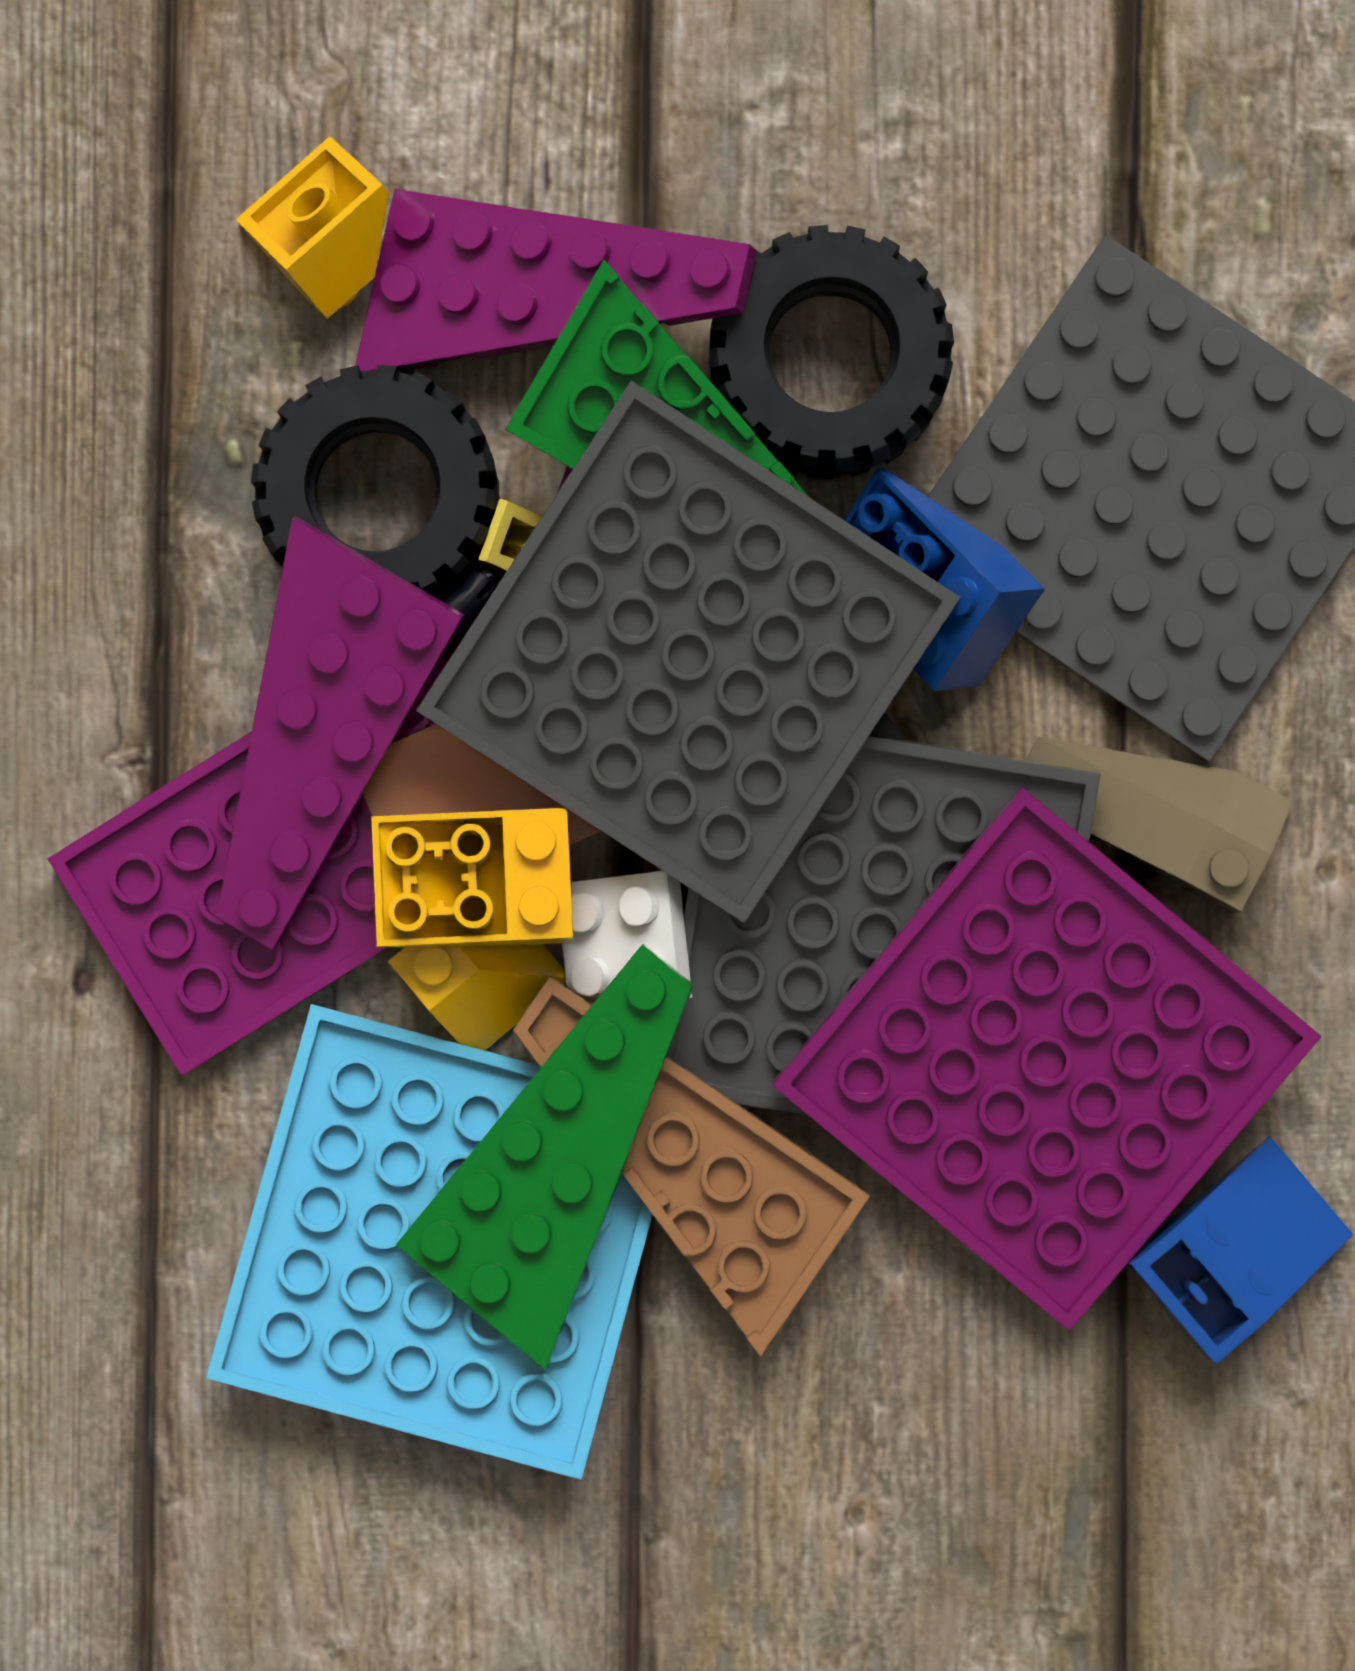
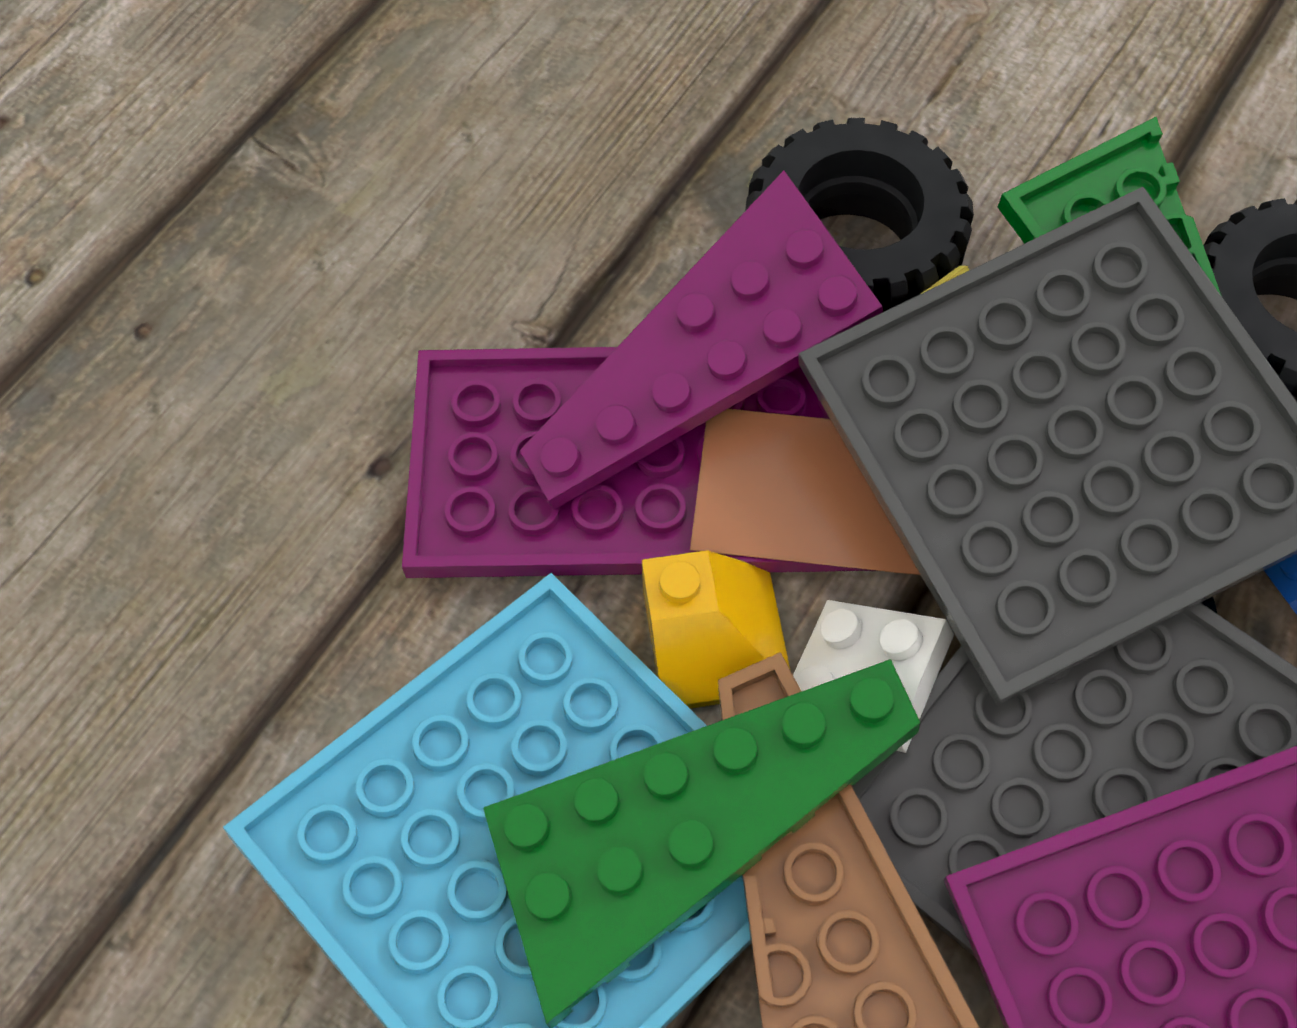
camera: 30 degrees right, 25 degrees down
(322, 226) = (915, 72): yellow slope -> none
(472, 878) = (765, 529): yellow slope -> none
(507, 279) = (1012, 133): magenta wing -> none

